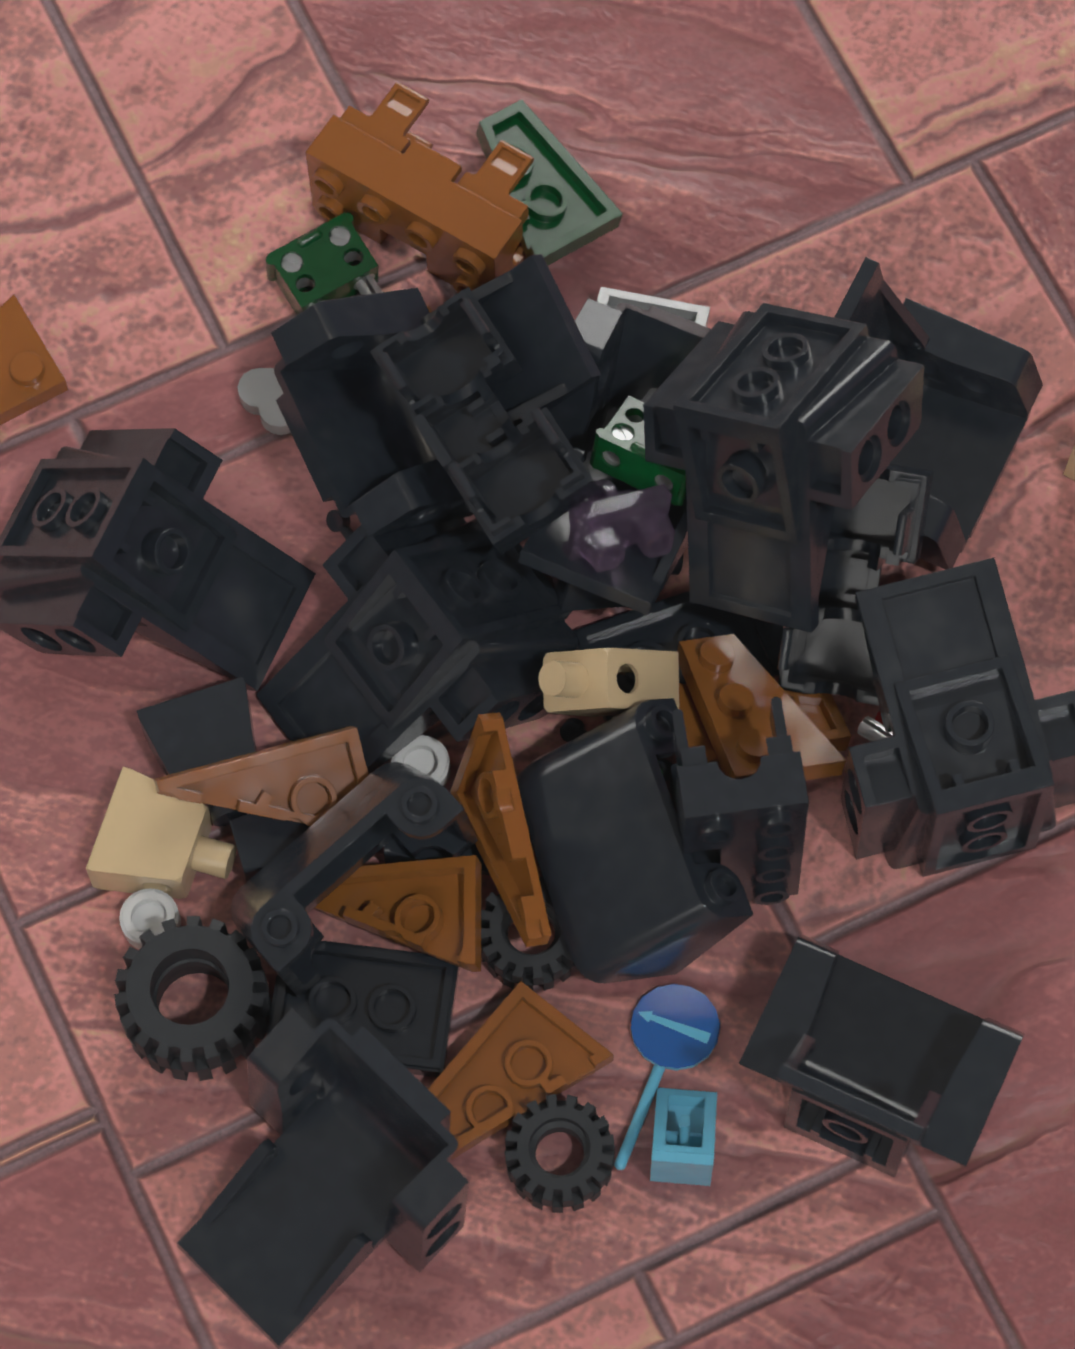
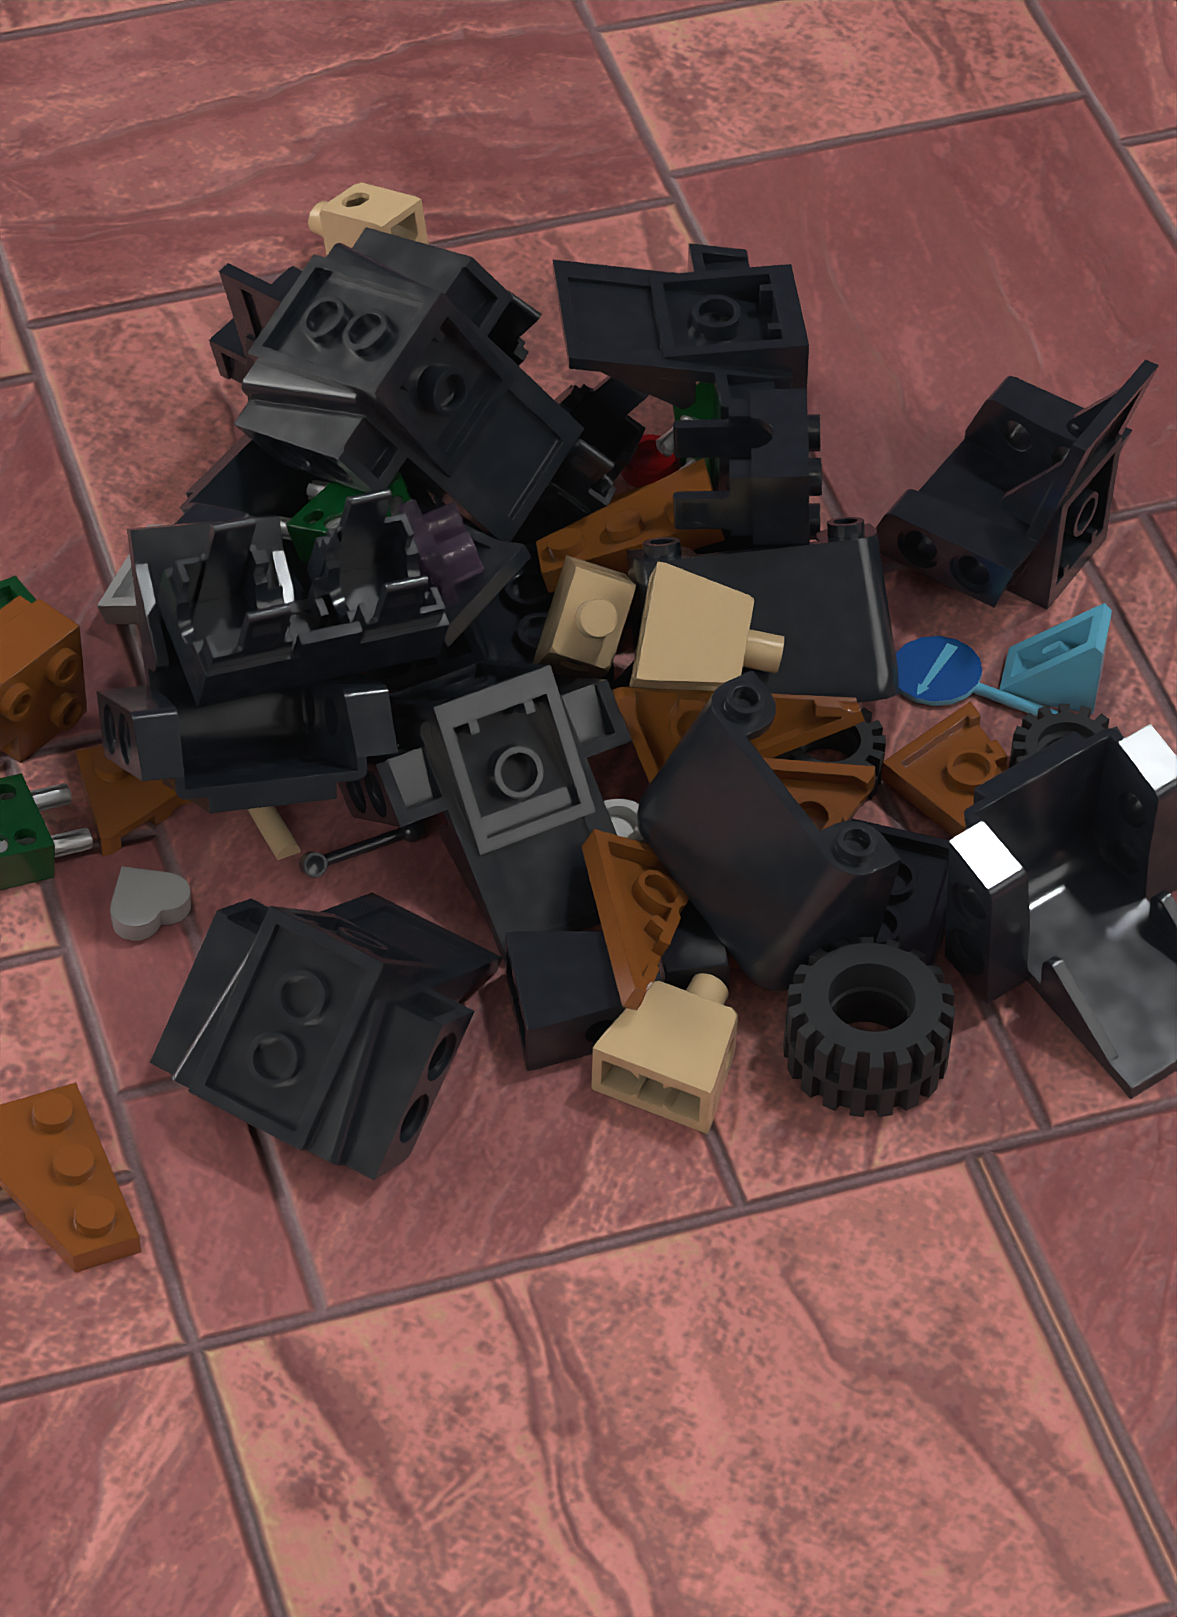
camera: 85 degrees left, 20 degrees down
(146, 911) = (758, 1078): white tile -> none
(556, 770) = (698, 634): none -> tan torso

